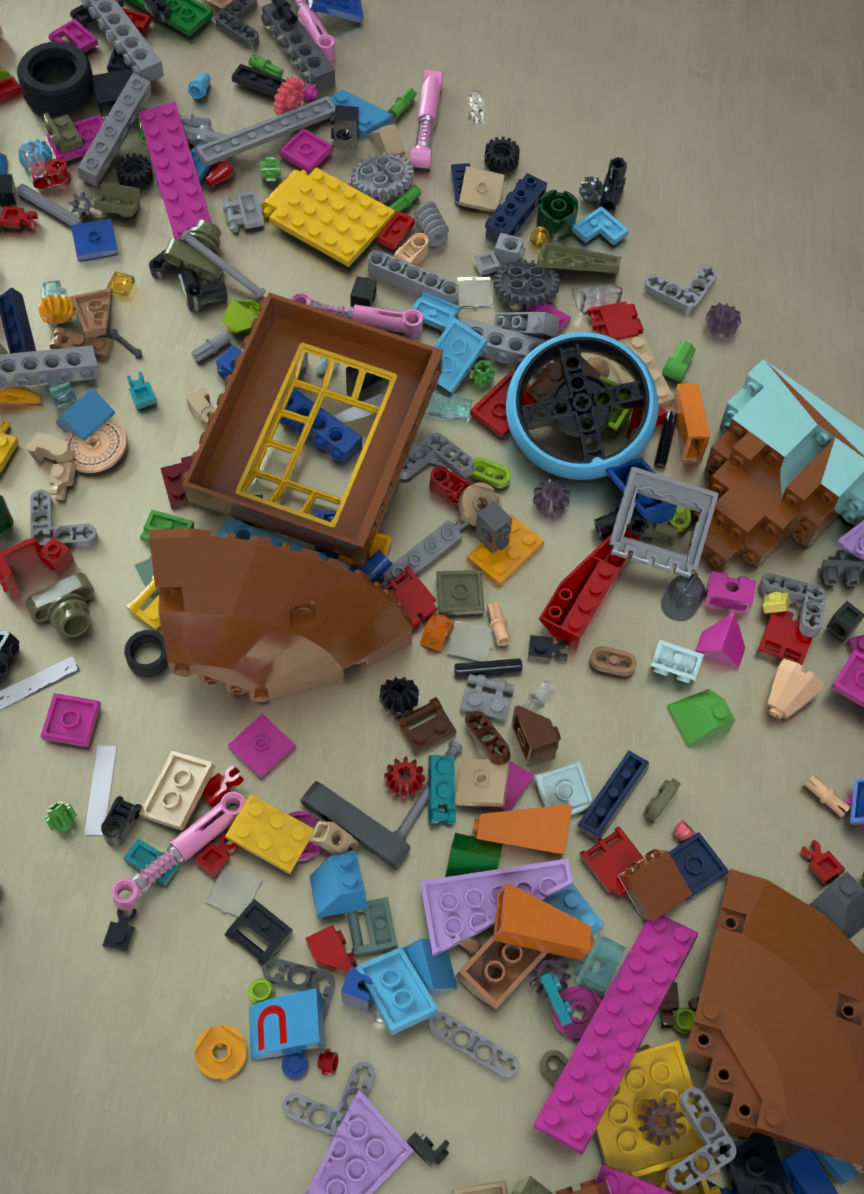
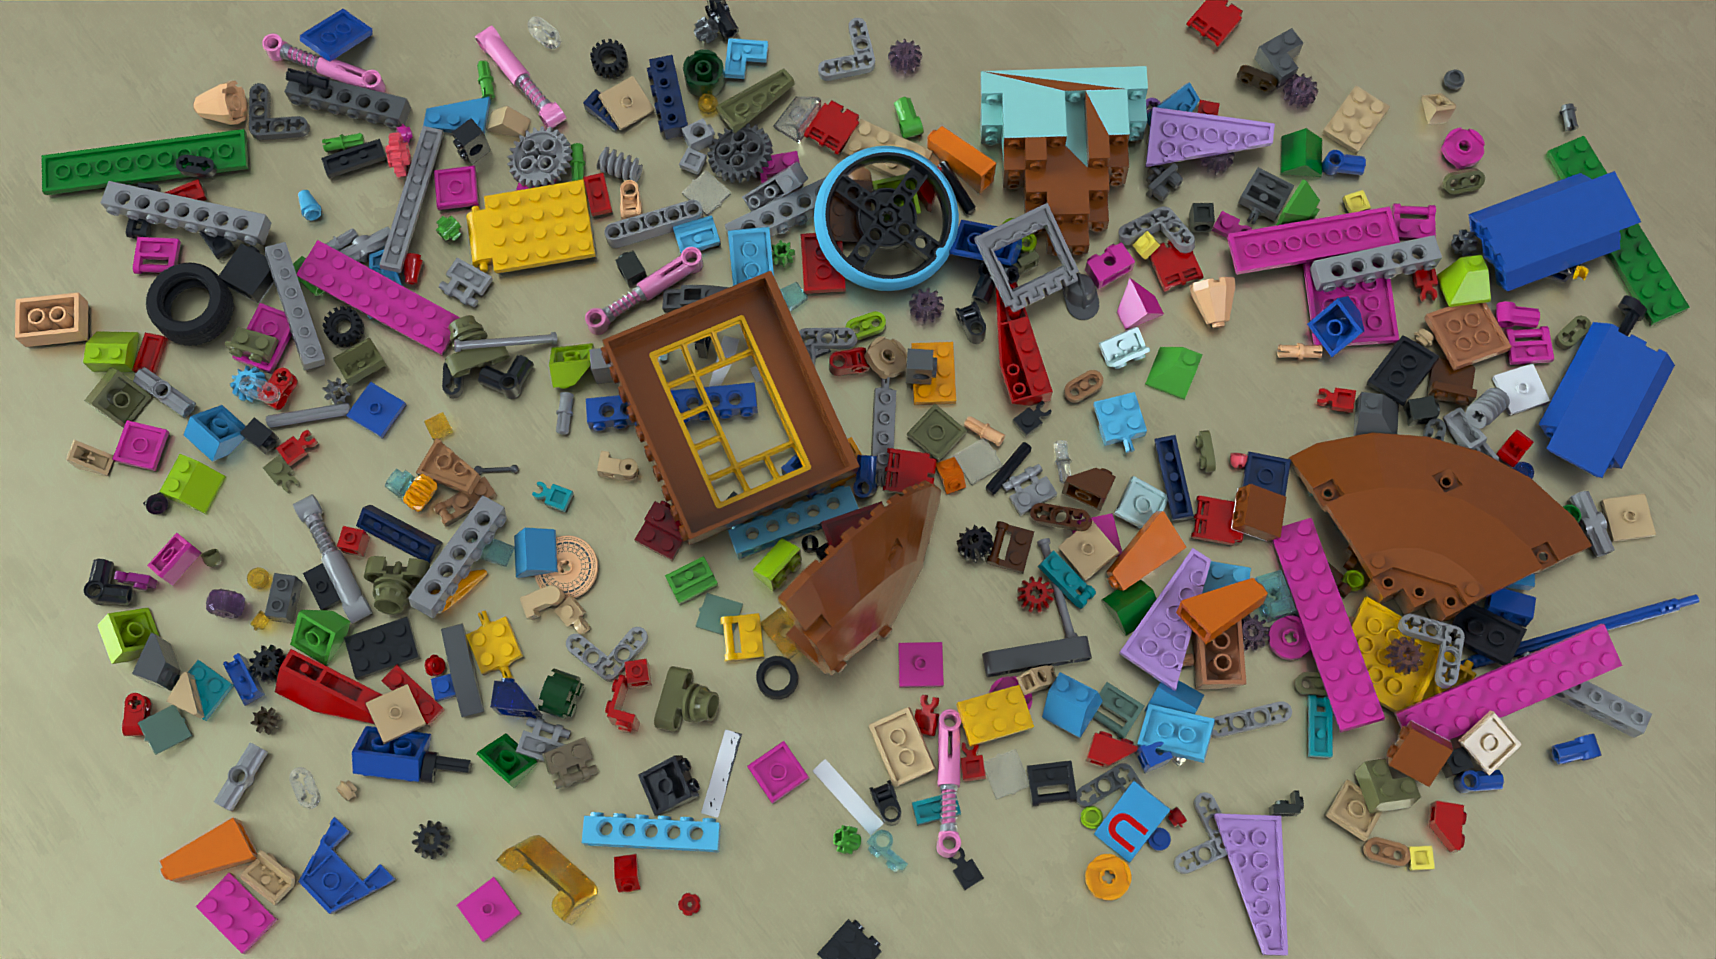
camera: 40 degrees left, 10 degrees up
(76, 868) = (894, 862): none -> clear light blue plate
(523, 1114) = (1320, 728): none -> teal plate
(561, 1007) = (1282, 645): teal plate -> none
(575, 537) = (970, 319): none -> black piece
(615, 712) = (1120, 420): none -> medium azure plate

